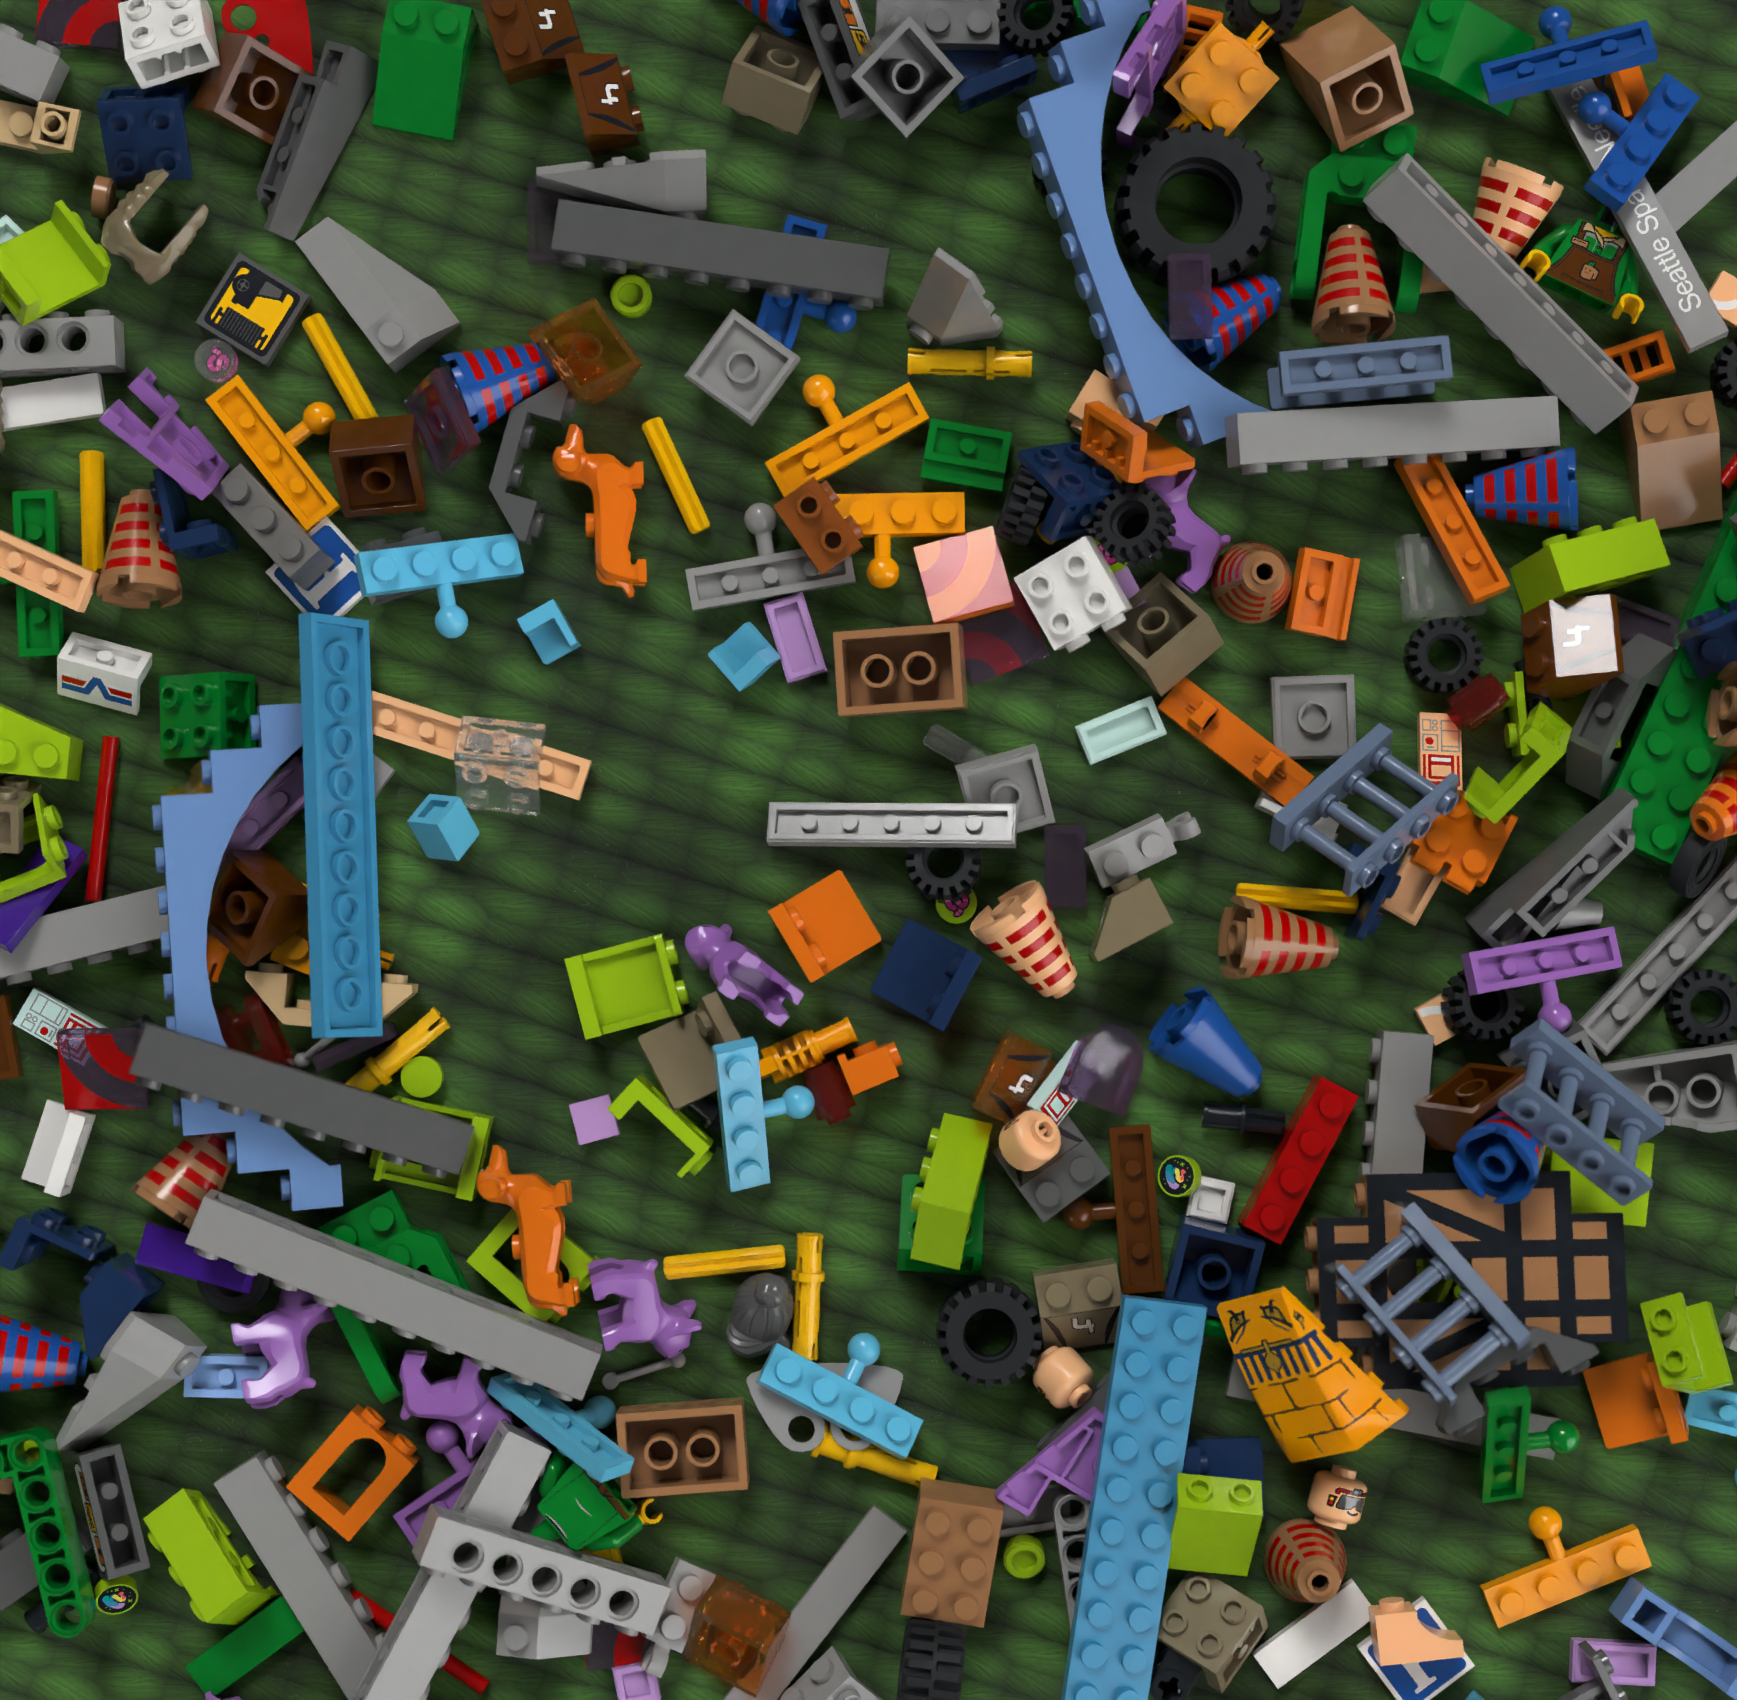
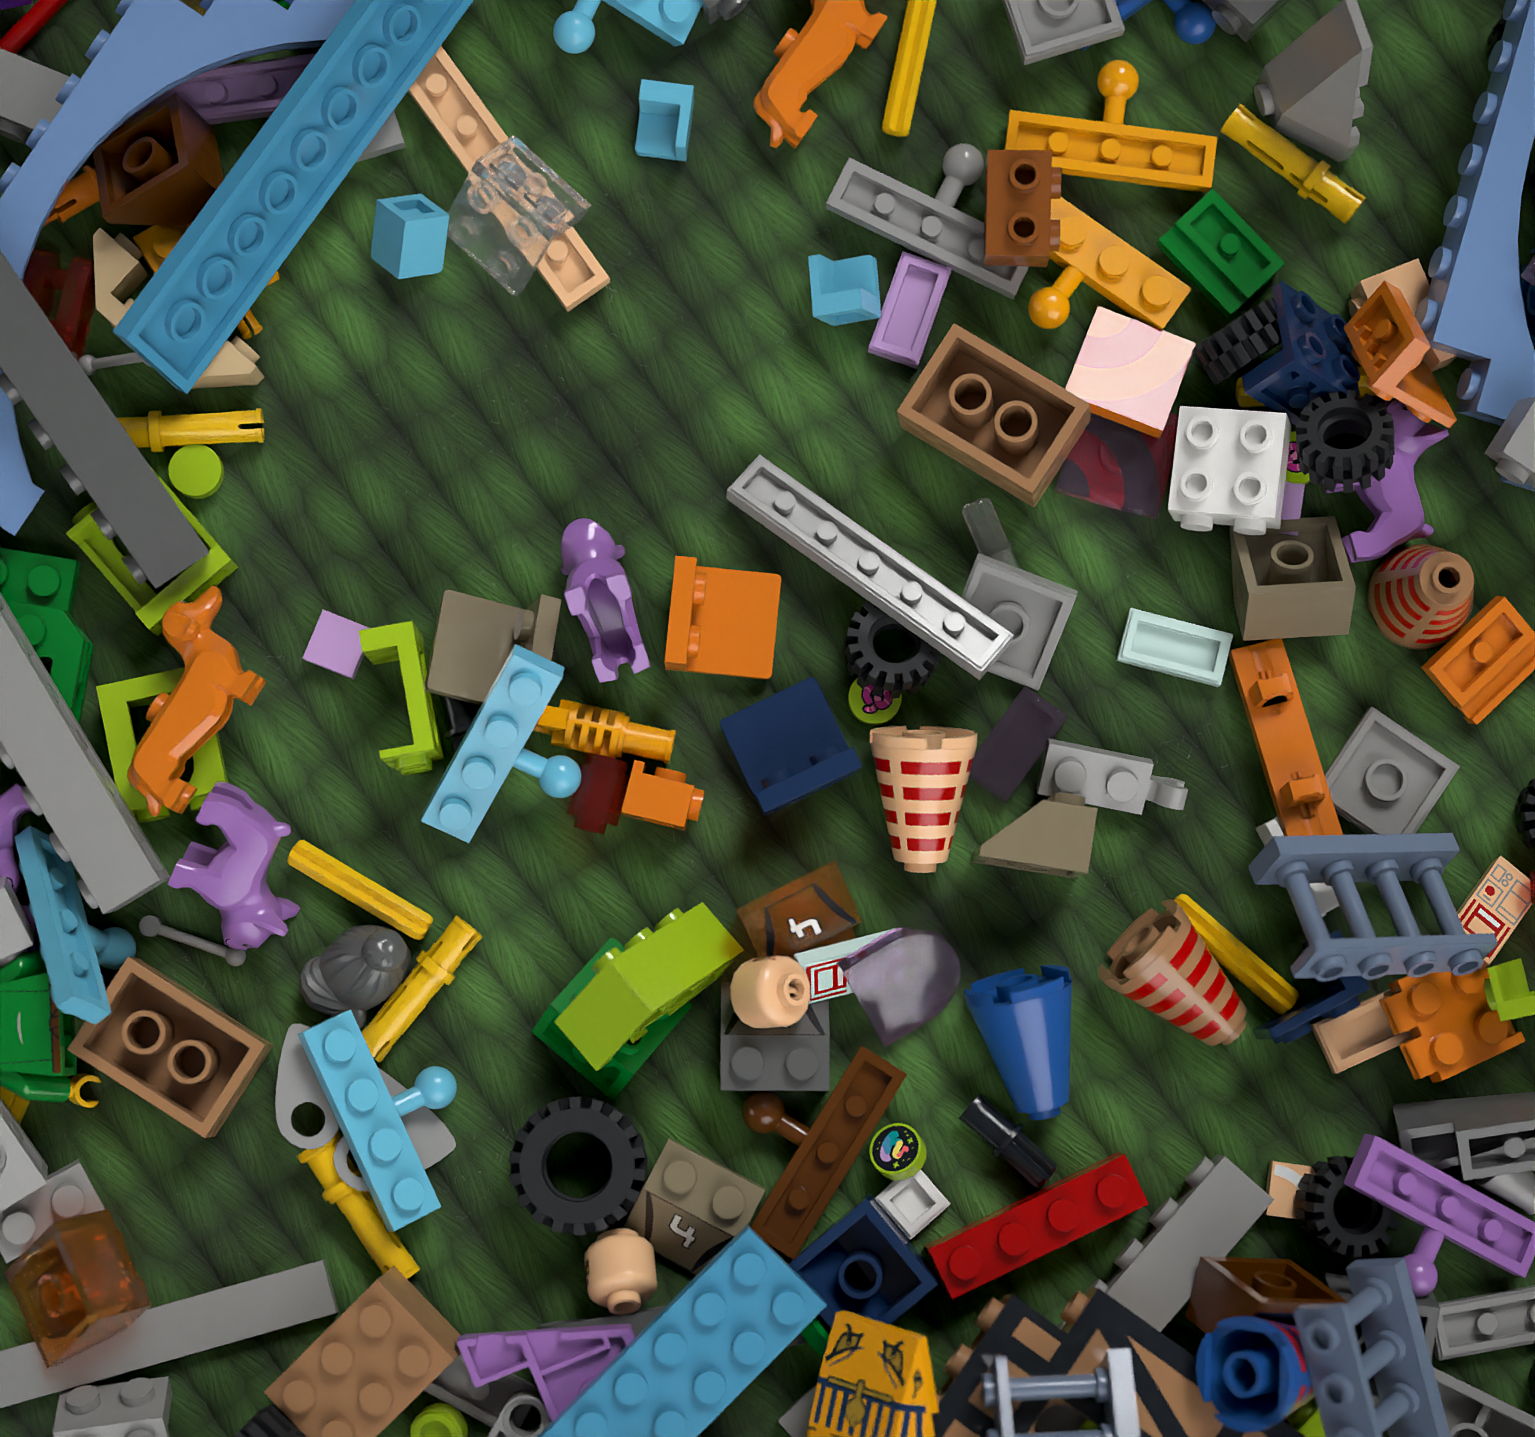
camera: 30 degrees right, 5 degrees down
(353, 1047) = (149, 389): clear purple tile -> none
(626, 985) = (473, 532): lime panel -> none

